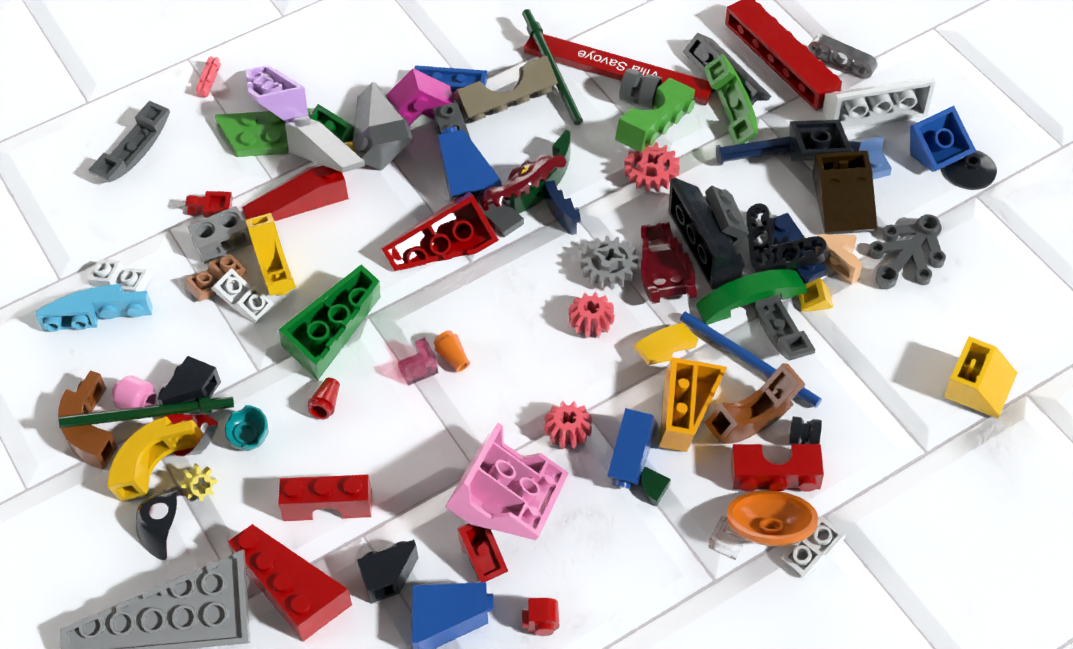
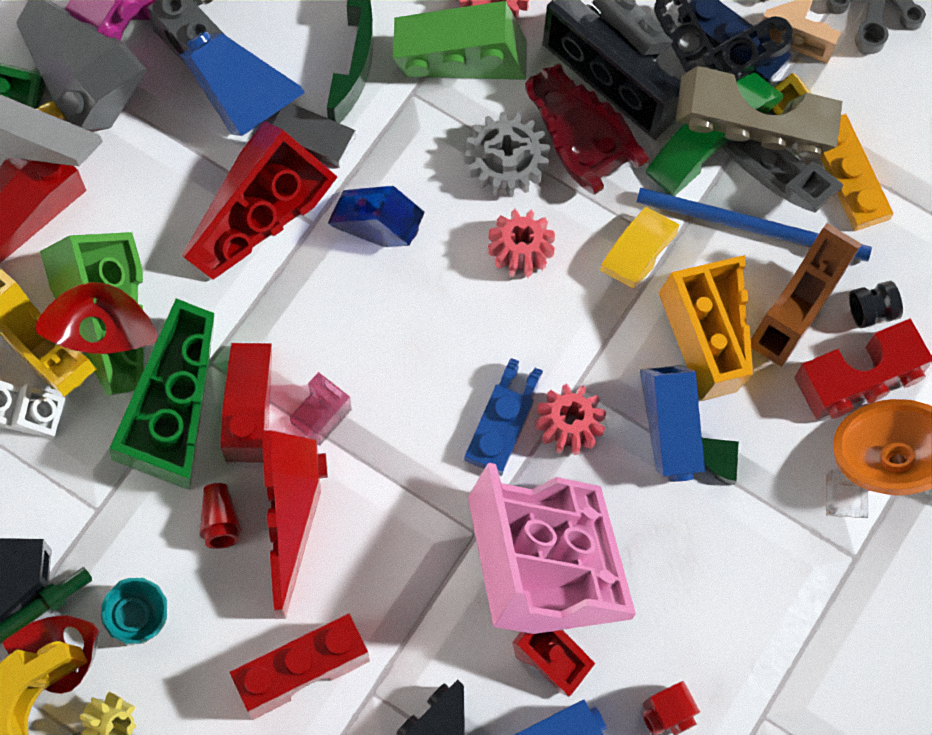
camera: 30 degrees left, 15 degrees up
(297, 245) = (124, 320): none -> red piece
(322, 253) = (106, 260): none -> bright green wedge
(374, 344) = (246, 402): none -> red slope
(375, 400) = (294, 489): none -> red wedge
(451, 349) = (358, 372): orange cone -> none
(511, 269) = (377, 215): none -> clear blue slope
(521, 179) = (331, 76): dark red animal -> none
(528, 410) = (502, 420): none -> blue hinge
(562, 208) = (405, 99): dark blue slope -> none
(614, 191) = (461, 43): none -> bright green wedge
(749, 270) = (713, 102): none -> dark tan arch
(831, 352) = (861, 191): none -> light orange plate

